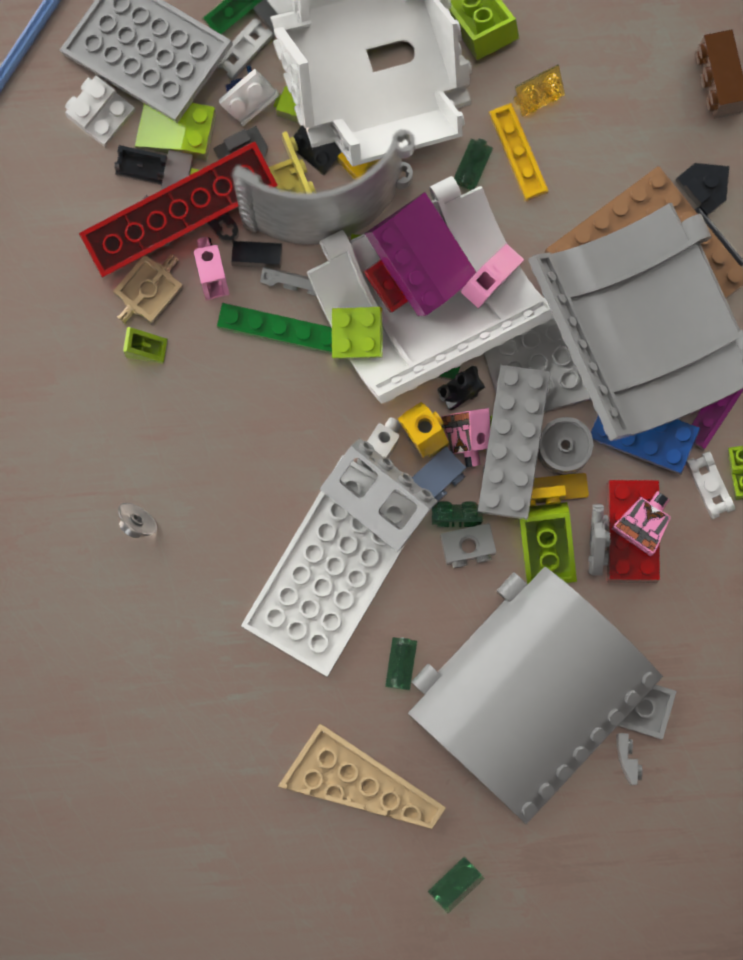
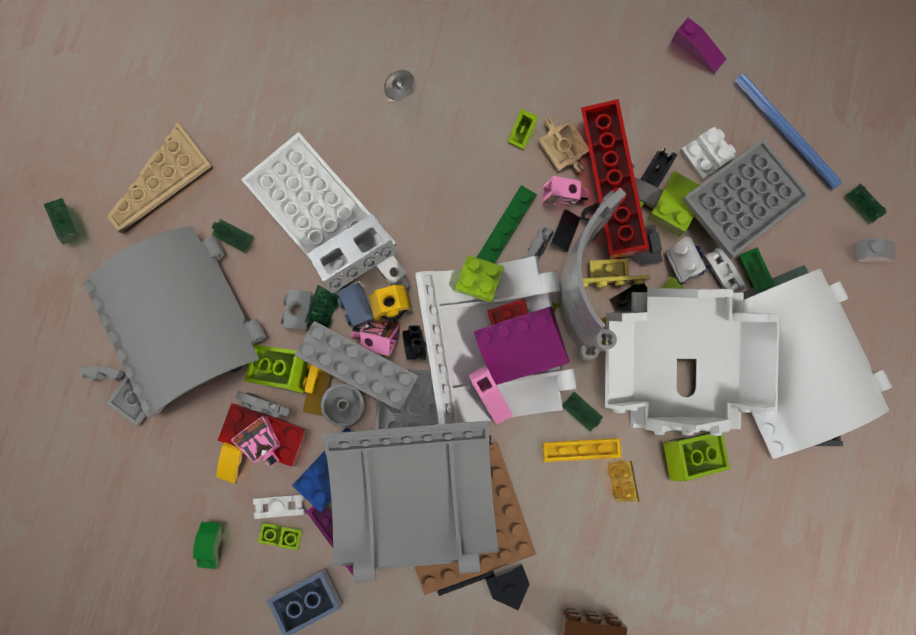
camera: 110 degrees right, 0 degrees up
(680, 559) = (228, 463): none -> yellow slope

